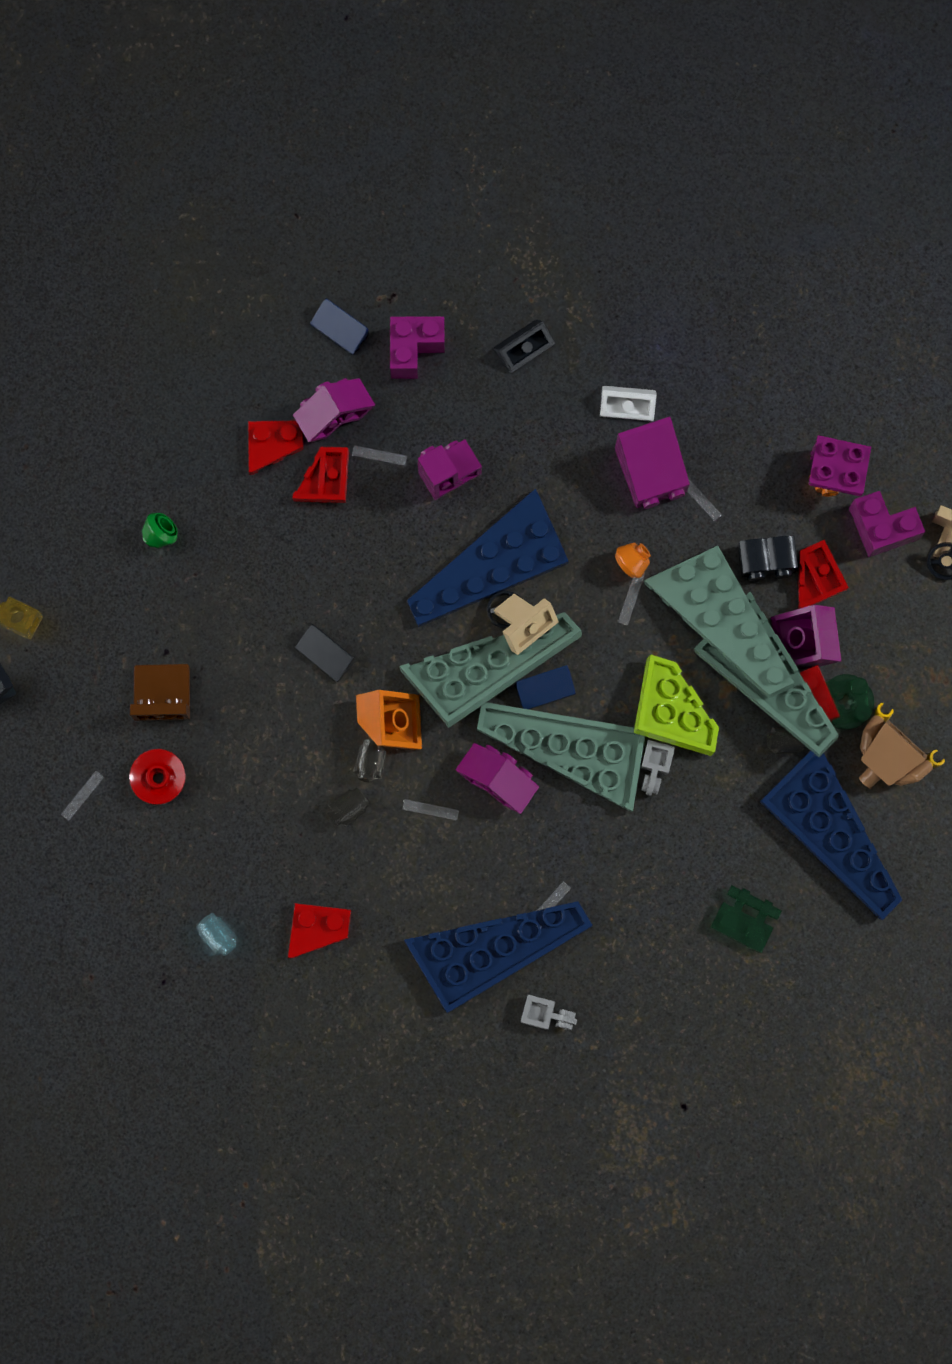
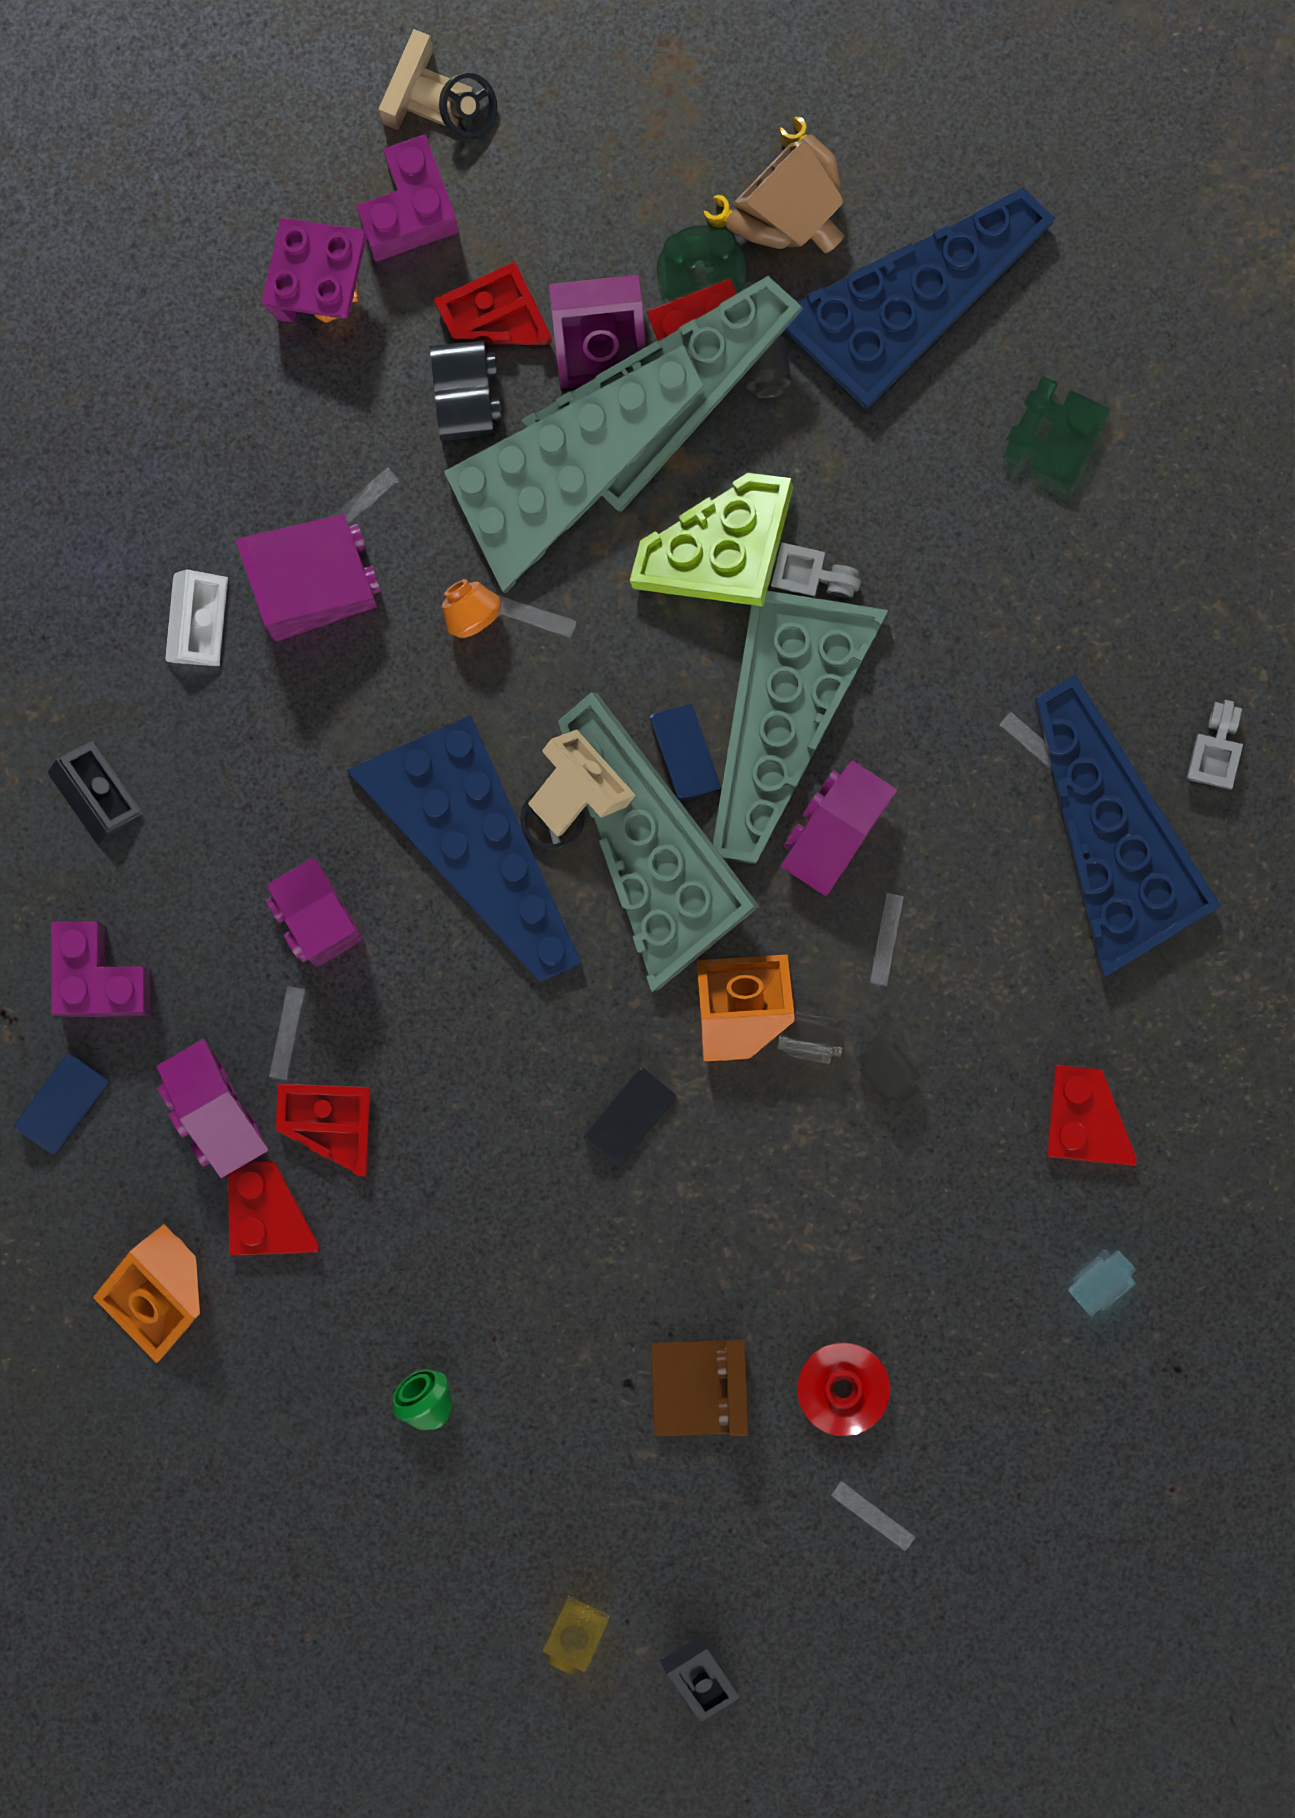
camera: 85 degrees left, 5 degrees up
(228, 377) = (154, 1292): none -> orange slope

